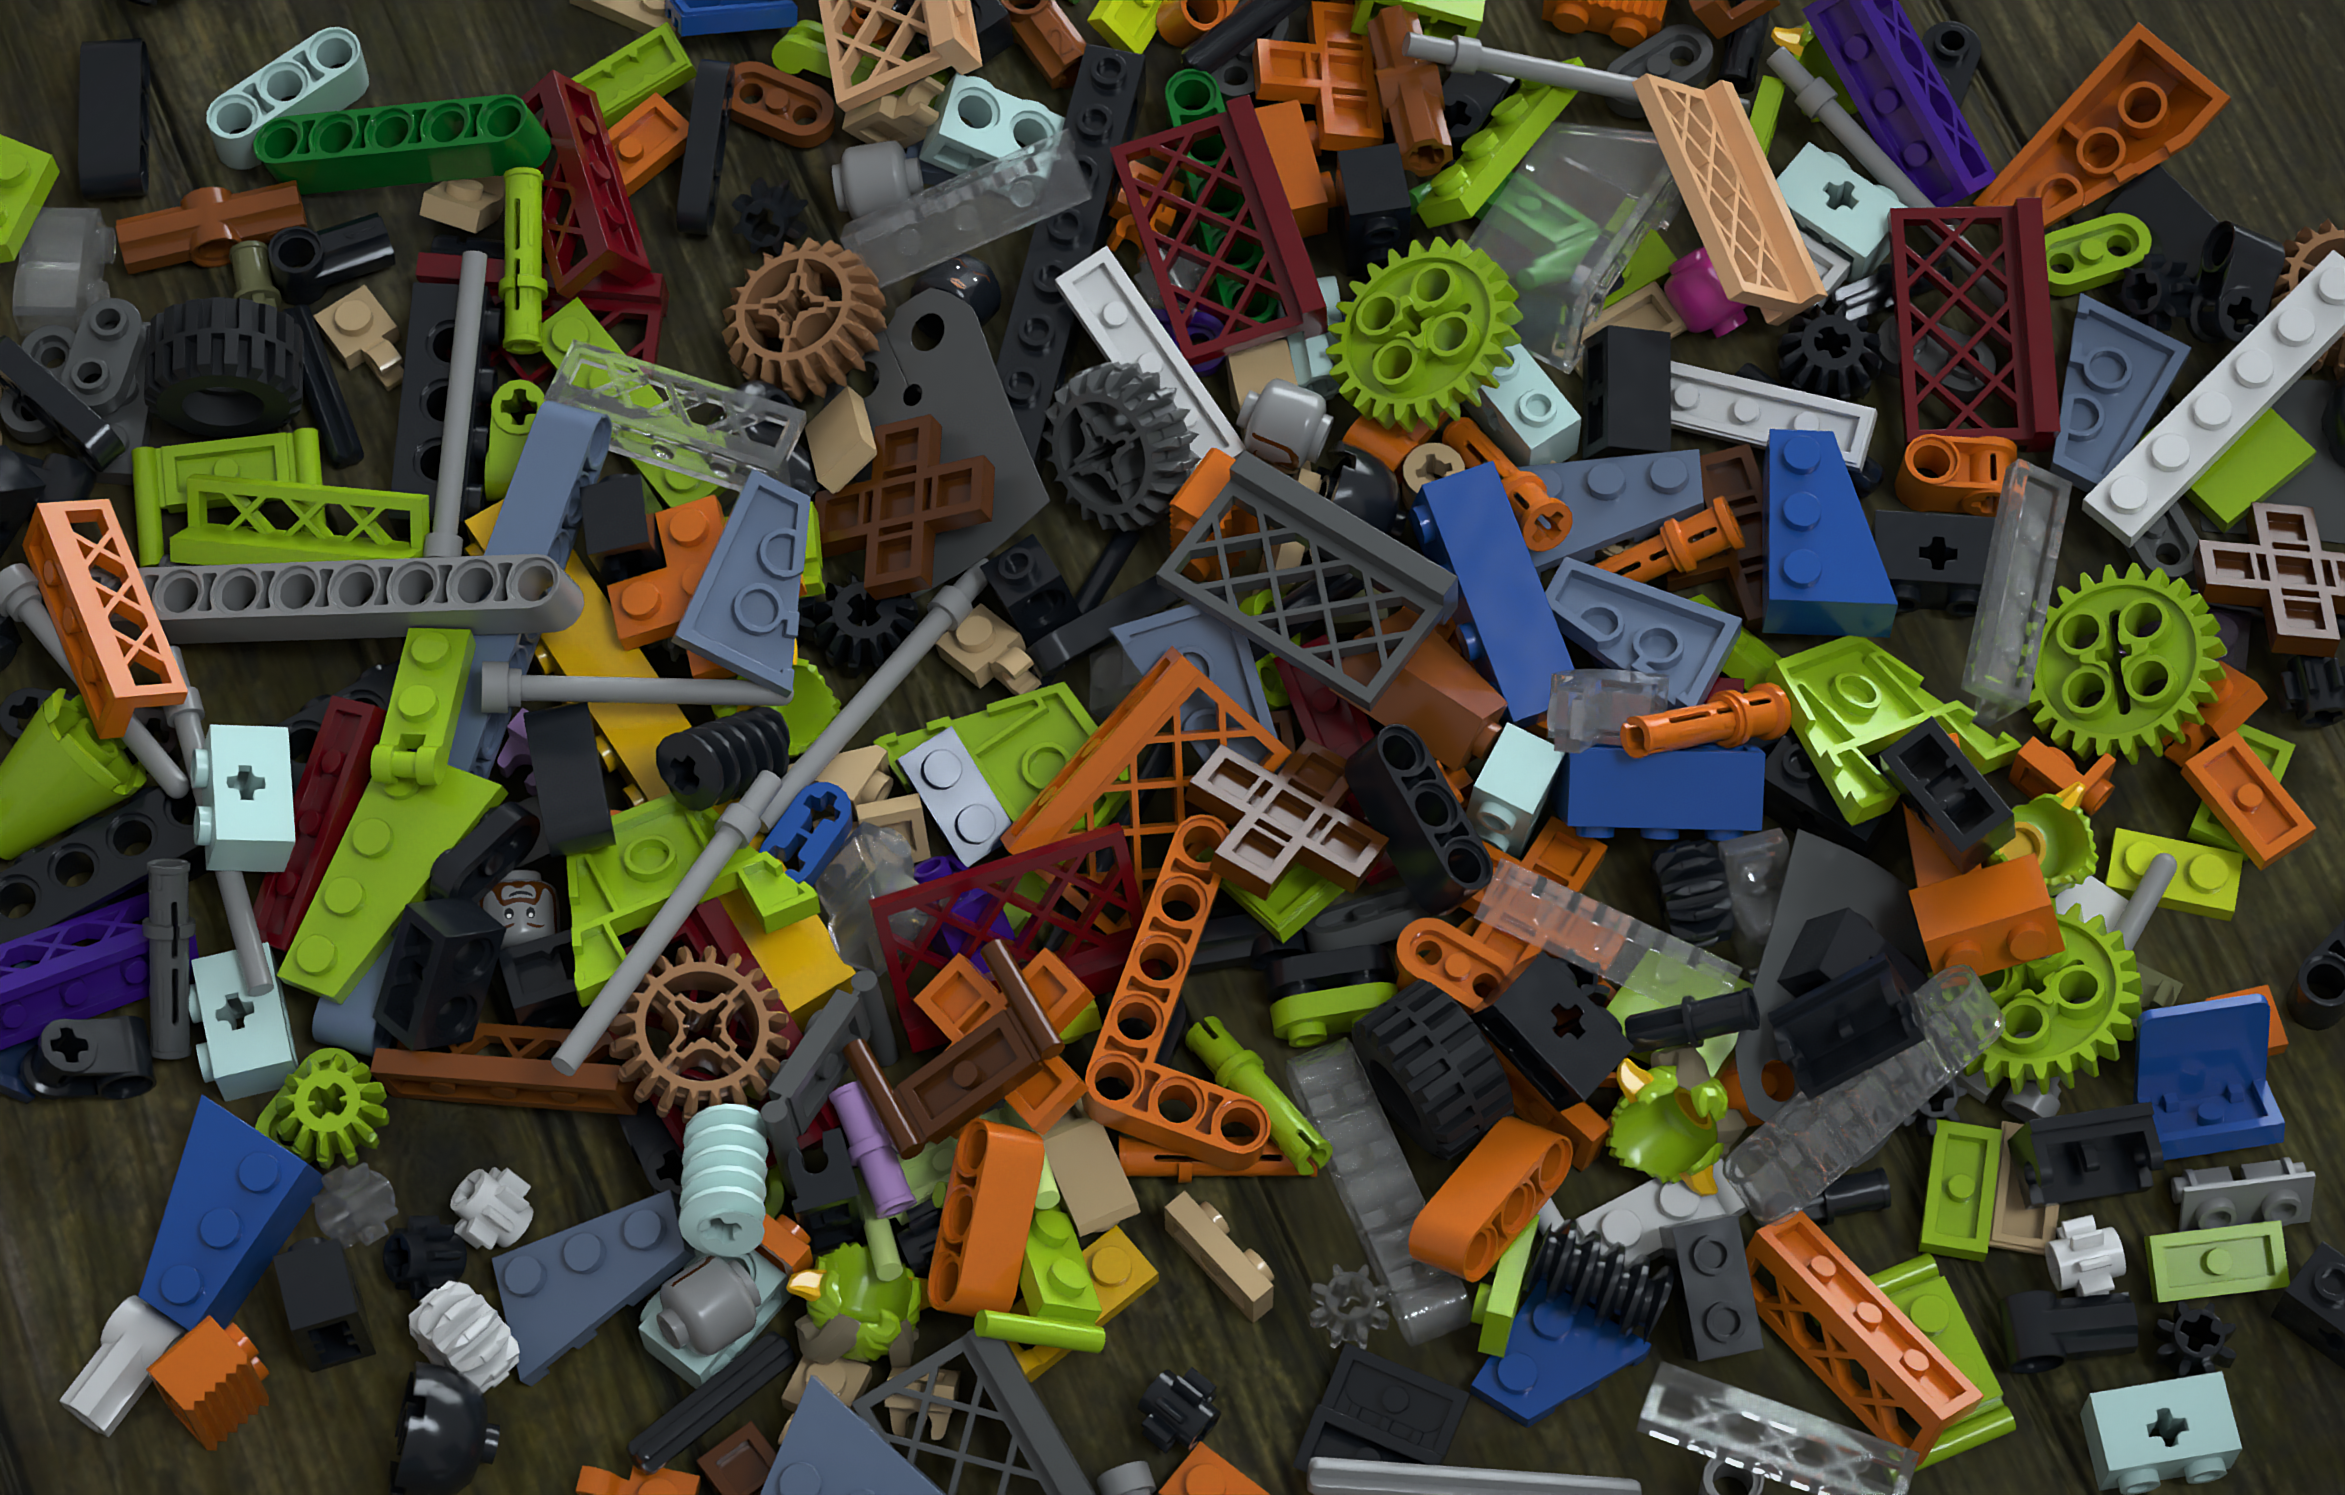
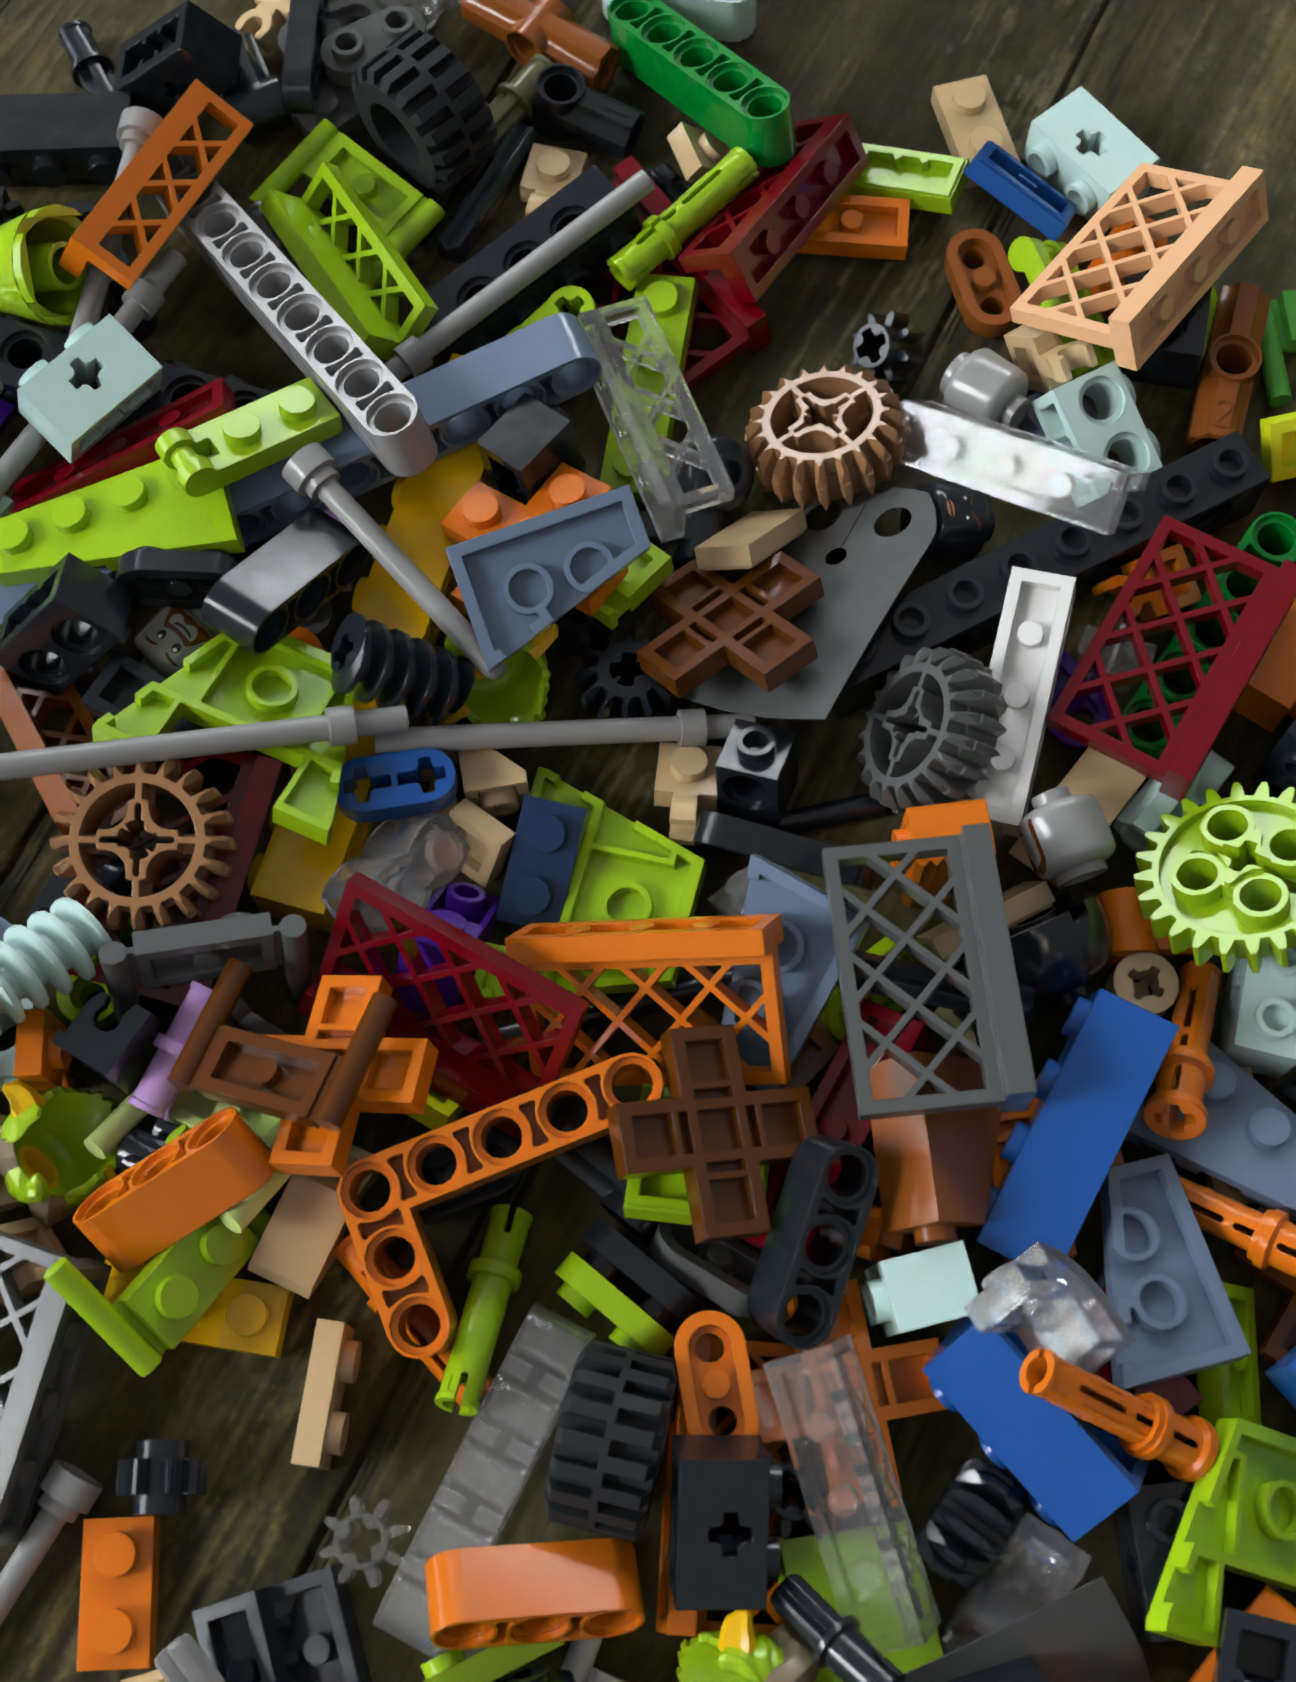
camera: 50 degrees right, 5 degrees up
(705, 147) = (897, 261): black beam -> none

